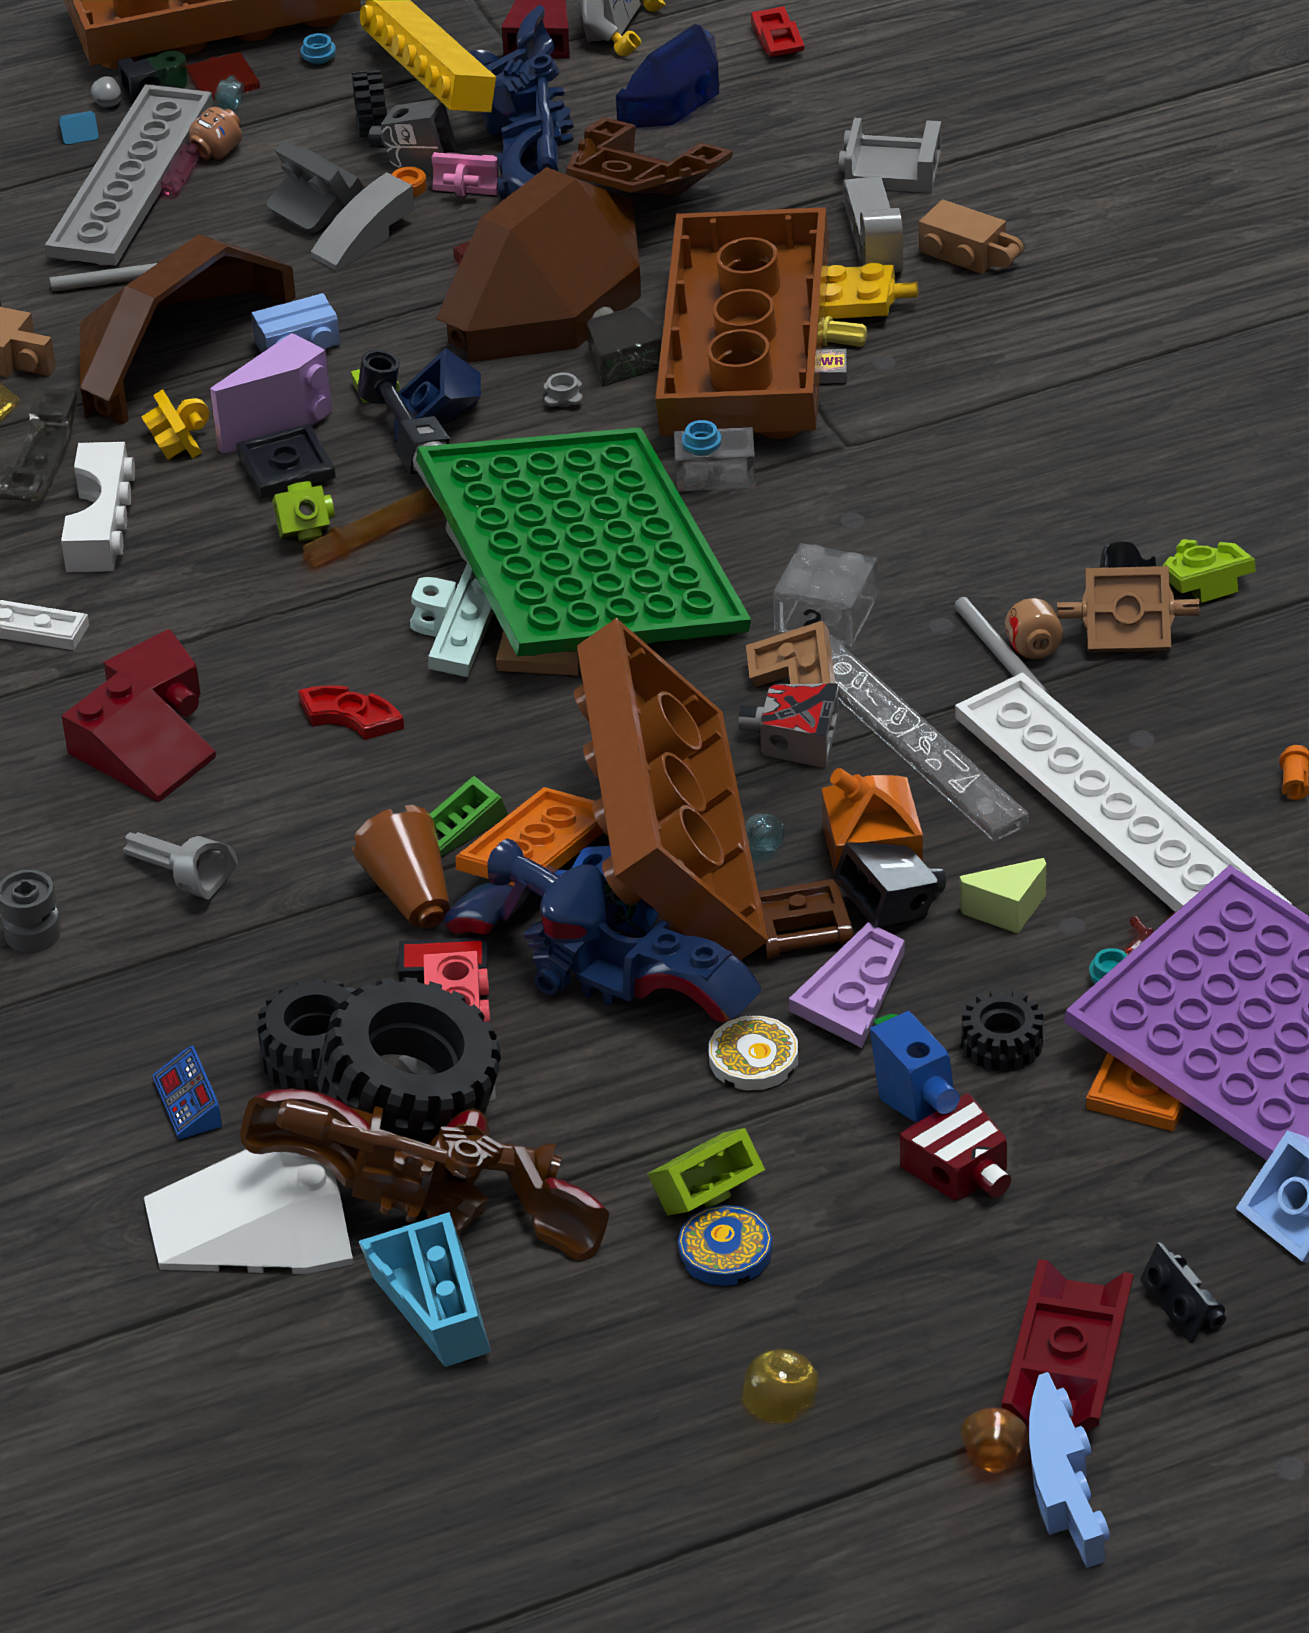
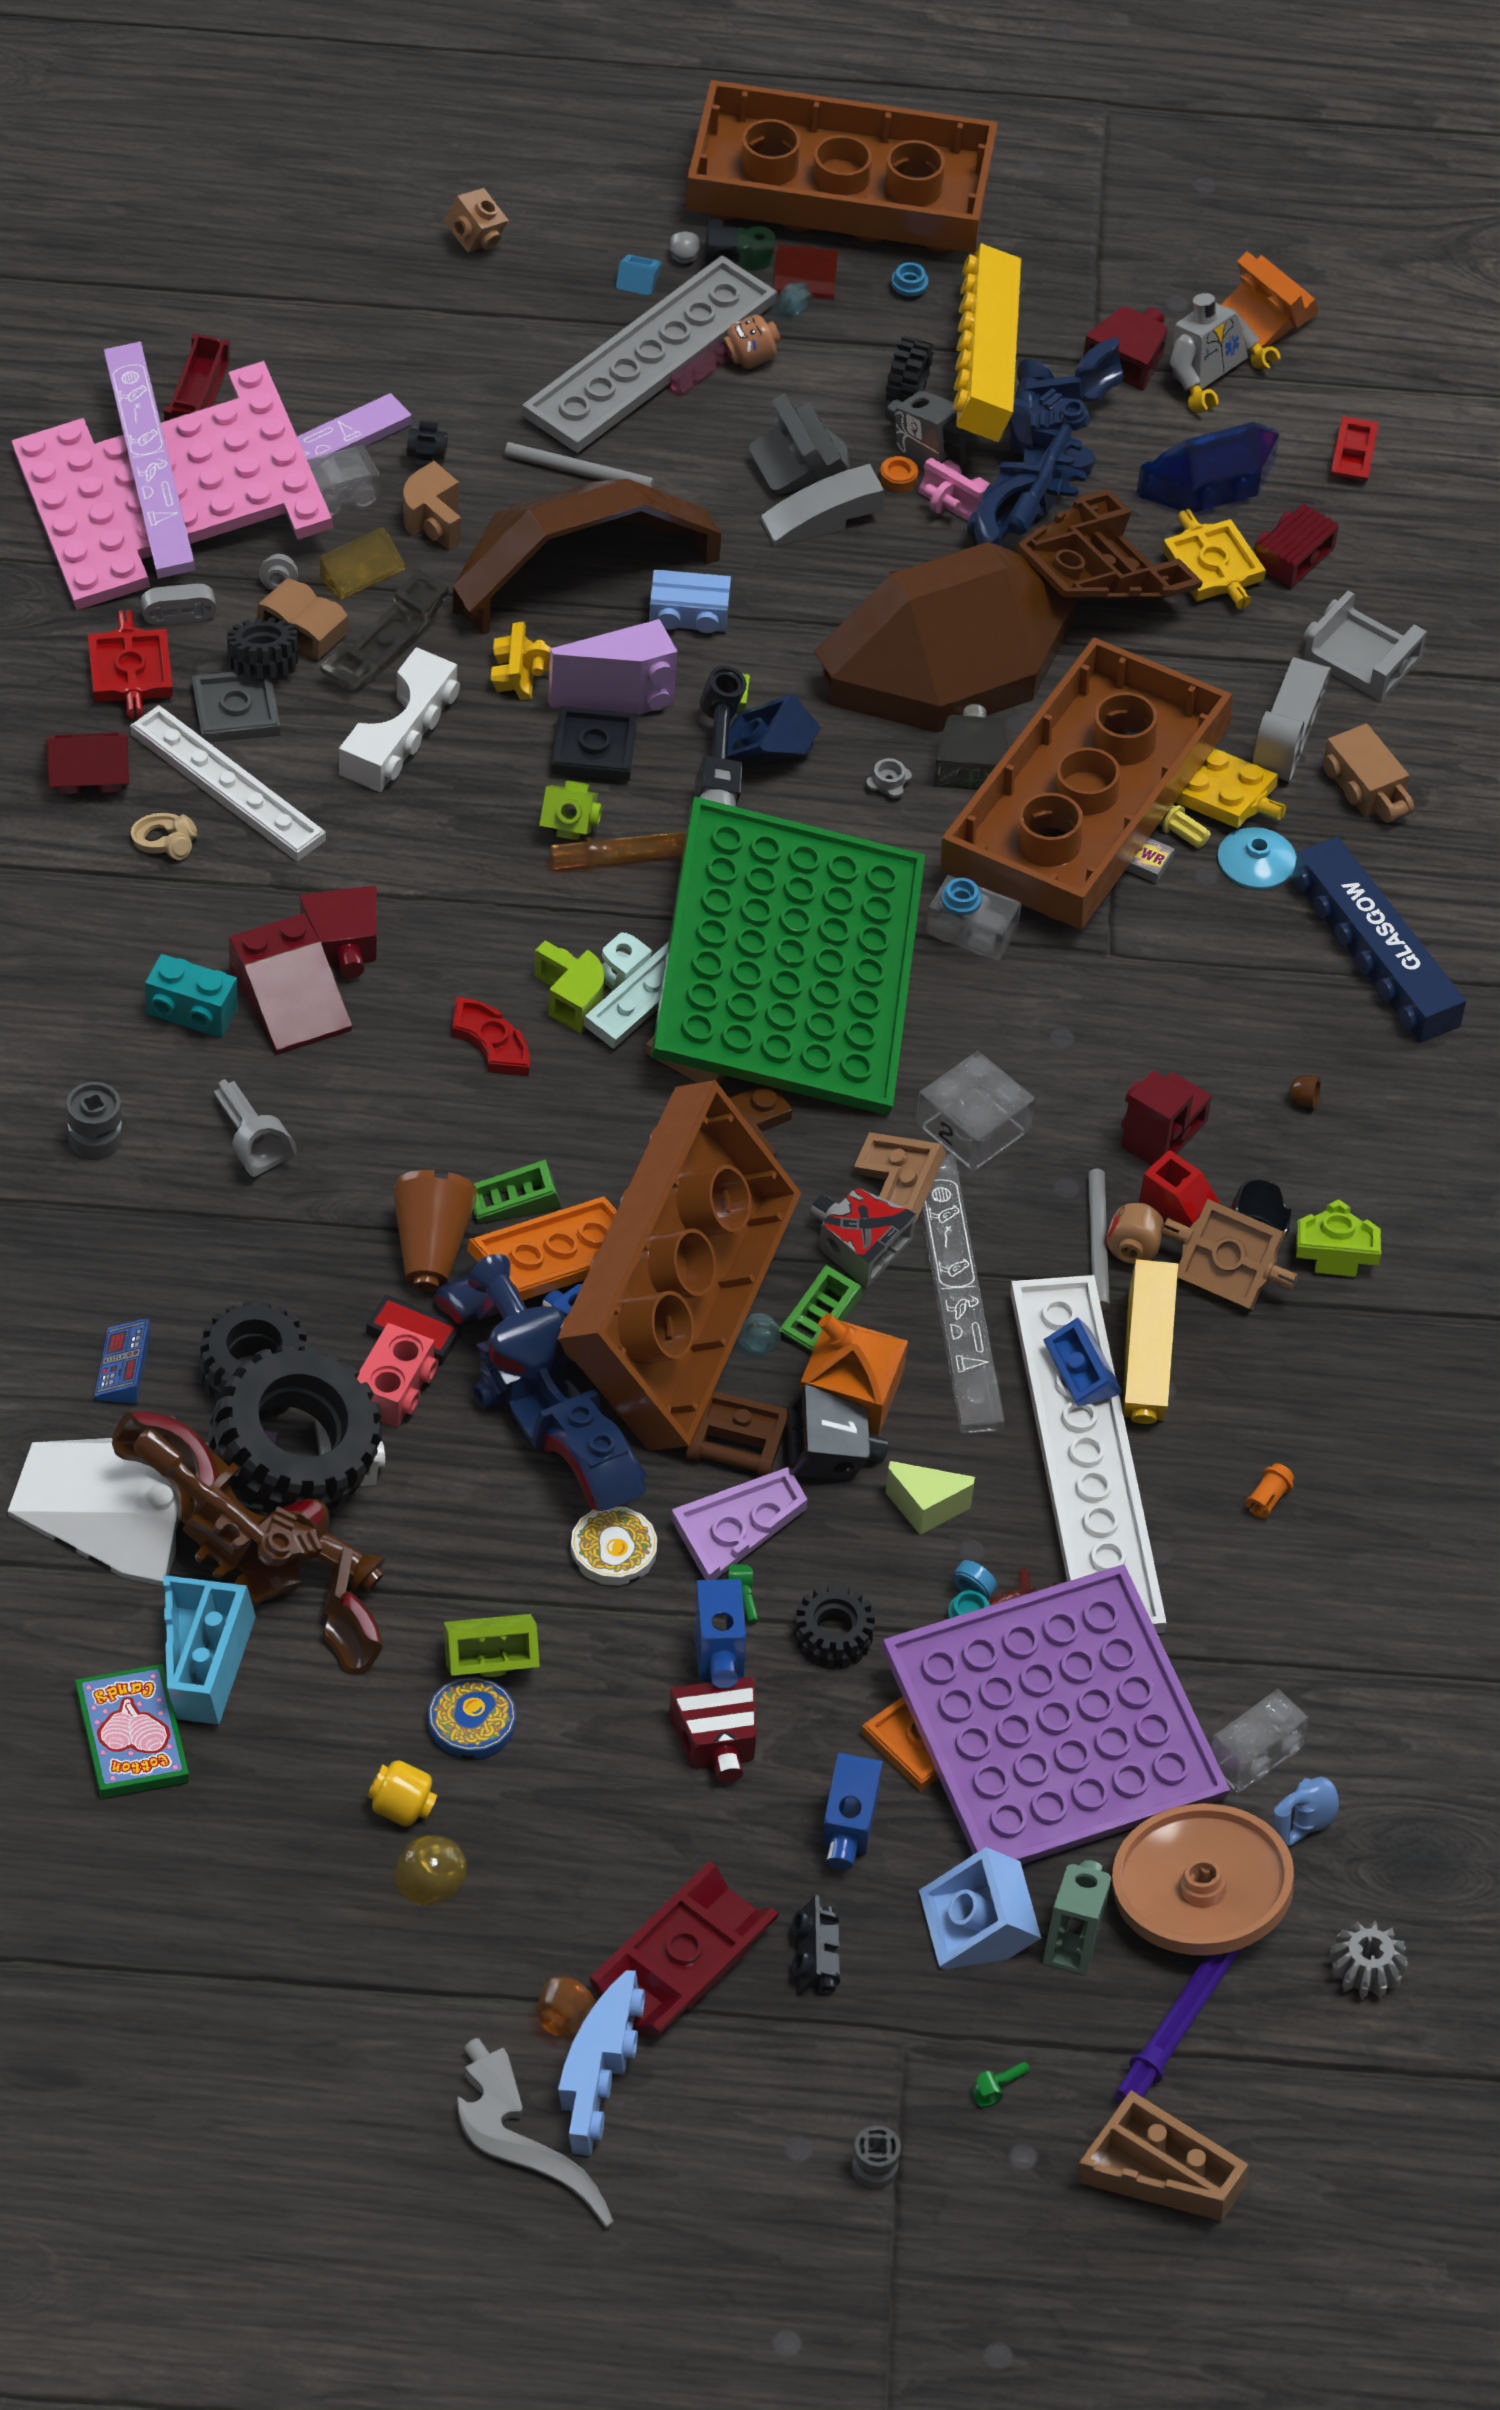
camera: 20 degrees right, 10 degrees up
(51, 778) = (191, 995): none -> teal brick
(398, 636) = (574, 983): none -> lime brick
(409, 1395) = (131, 1731): none -> tile
(709, 1331) = (402, 1793): none -> yellow head
(727, 132) = (1217, 557): none -> yellow plate
(781, 109) = (1296, 544): none -> dark red brick
(804, 770) = (827, 1280): none -> bright green slope
(917, 334) = (1256, 858): none -> medium azure dish
(989, 1579) = (500, 2101): none -> light grey piece
(991, 535) = (1162, 1115): none -> dark red brick
(1048, 577) = (1176, 1189): none -> red slope
(1066, 738) = (1082, 1363): none -> blue slope
(1068, 346) = (1378, 939): none -> dark blue brick
(1091, 475) = (1306, 1091): none -> reddish brown hinge
(1097, 937) = (974, 1577): none -> dark azure tile
(1107, 694) = (1149, 1340): none -> yellow slope
(1133, 1159) = (851, 1808): none -> blue torso

